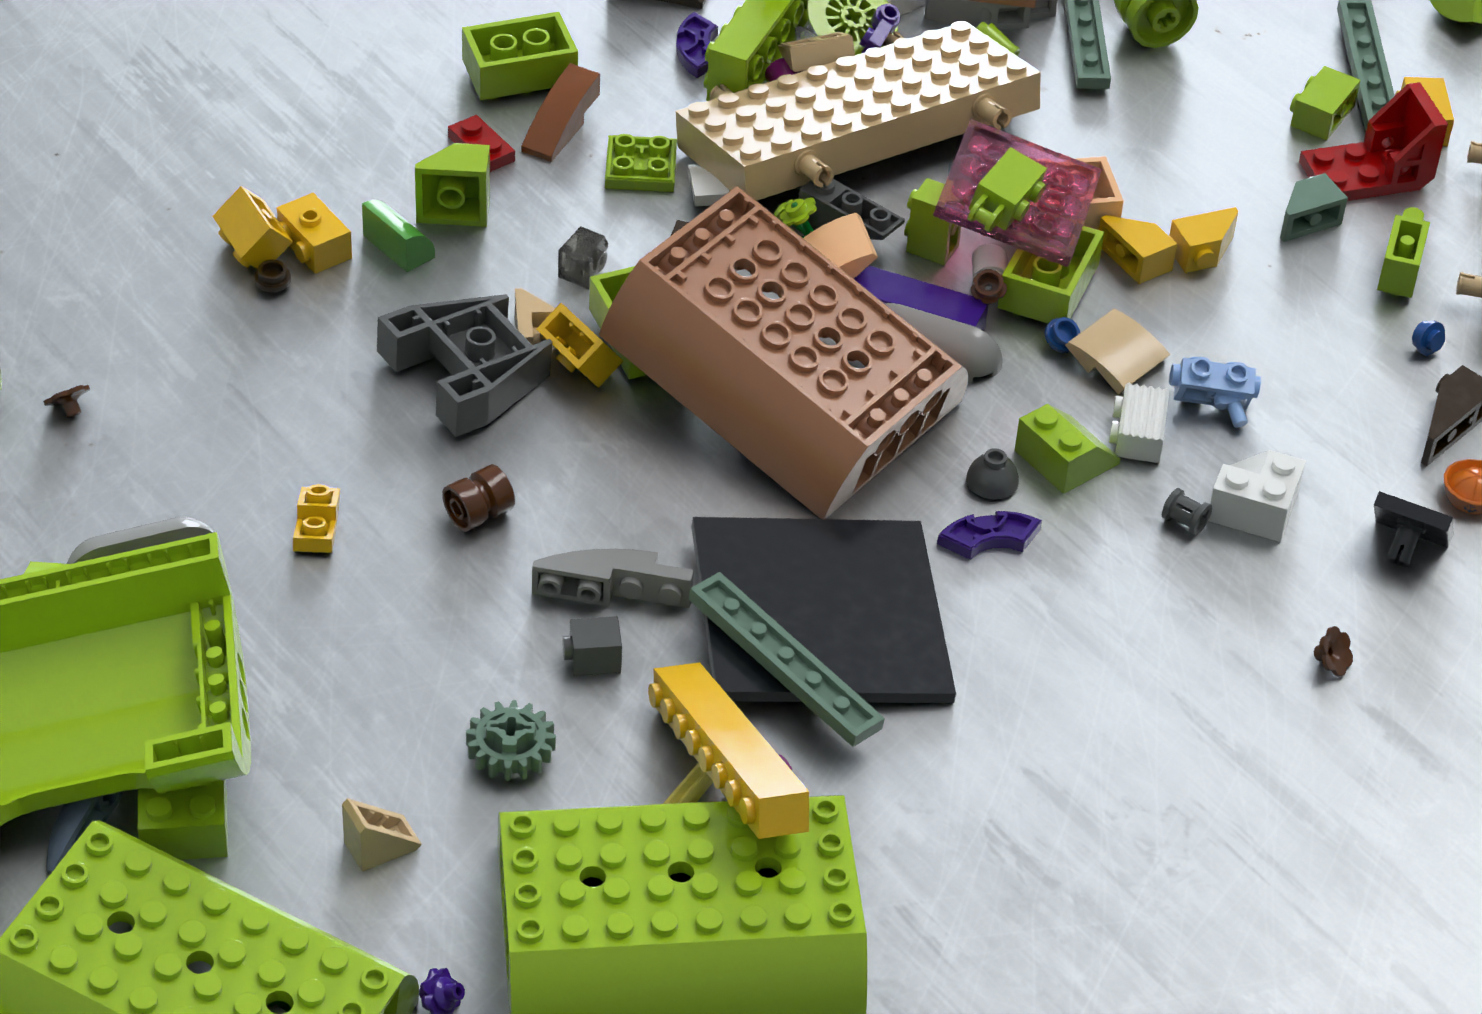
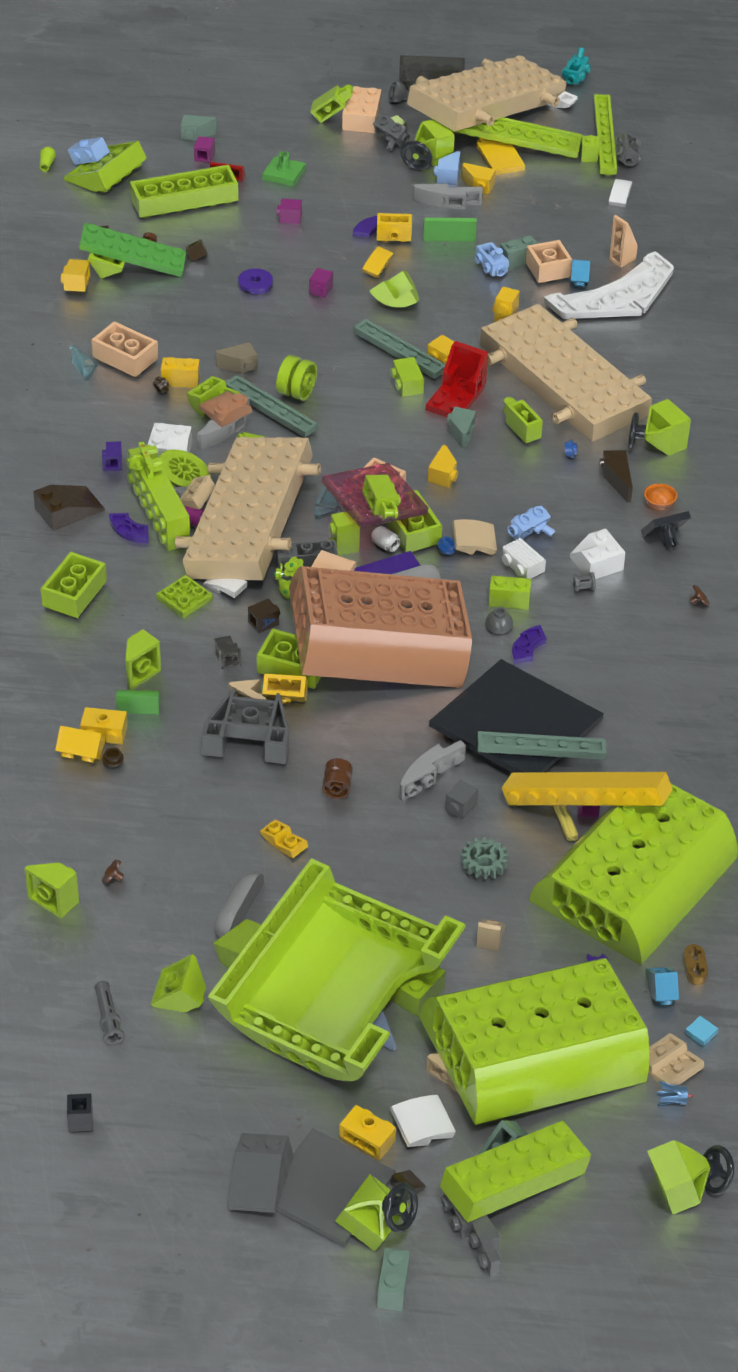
camera: 45 degrees left, 0 degrees up
(476, 131) = (107, 636): red plate -> none
(562, 112) = (125, 597): dark orange slope -> none
(883, 22) = (207, 466): plate -> none
(991, 278) = (406, 539): reddish brown plate -> none
(1138, 247) = (429, 486): yellow slope -> none

